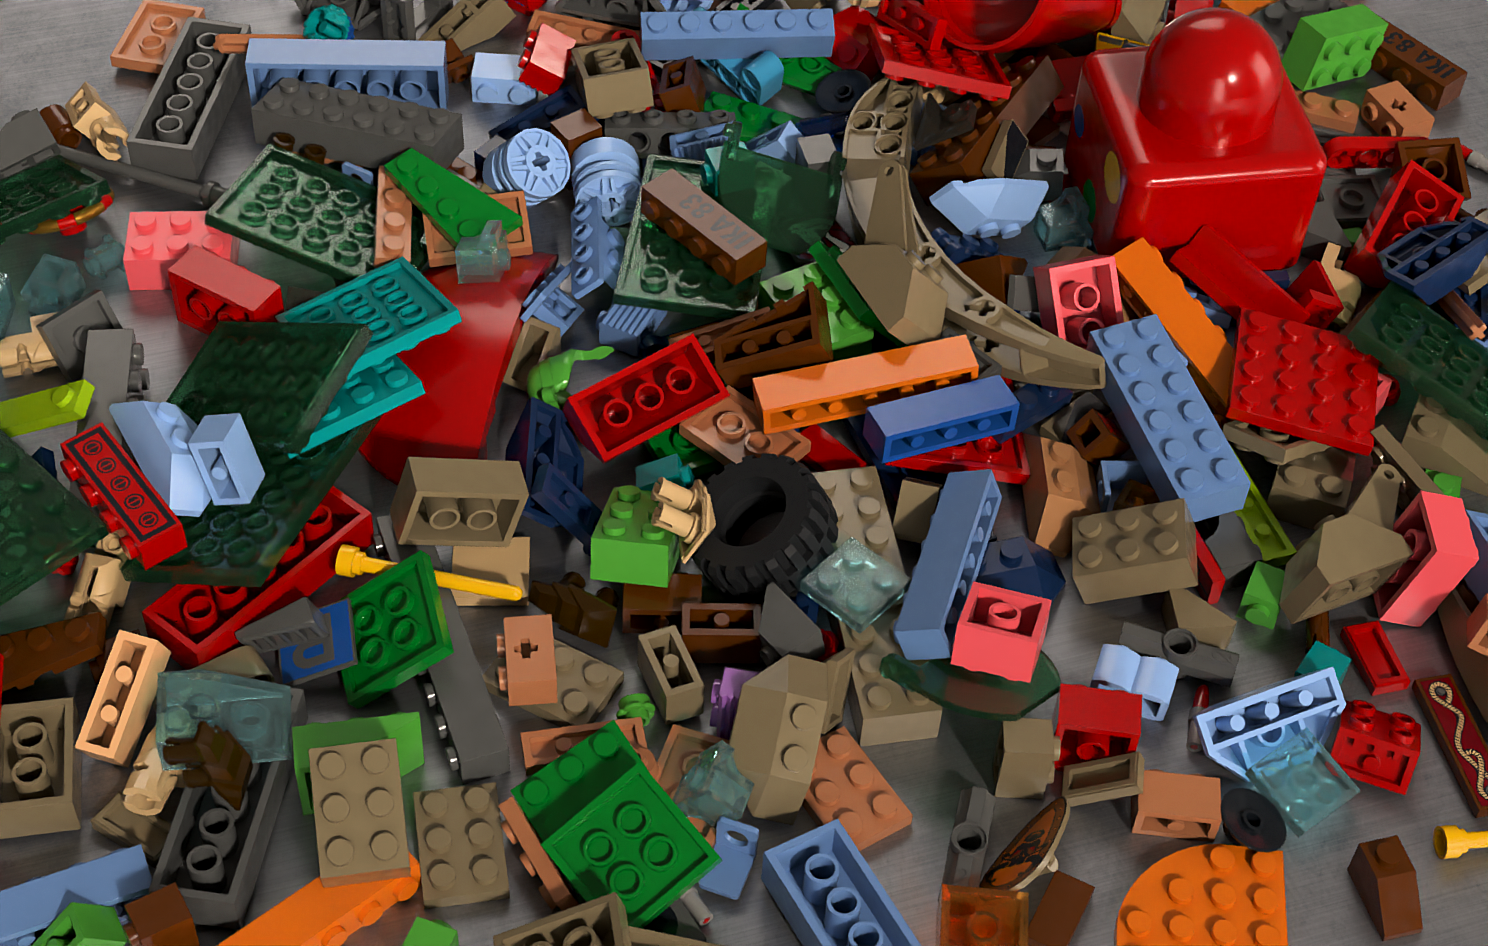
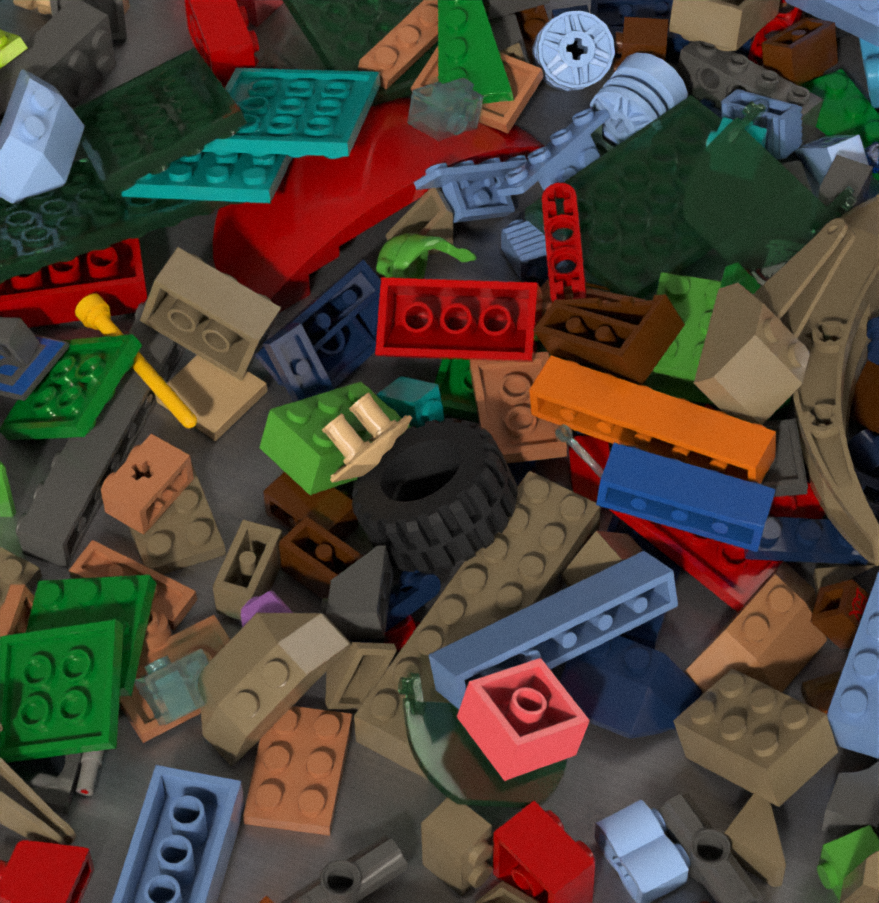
camera: 45 degrees right, 5 degrees up
(226, 459) = (57, 165): light blue brick -> none
(575, 609) = (234, 475): dark brown connector -> none
(636, 706) = (201, 581): bright green plate -> none
(673, 307) = (563, 250): none -> red beam
(703, 226) = (656, 191): reddish brown brick -> none
(736, 856) = (136, 763): medium blue bracket -> none
(855, 451) = (565, 434): none -> clear light blue hinge
(855, 585) = (458, 594): clear light blue plate -> none
(1115, 476) = (820, 652): medium blue bracket -> none
(1209, 574) = (821, 794): red tile -> none

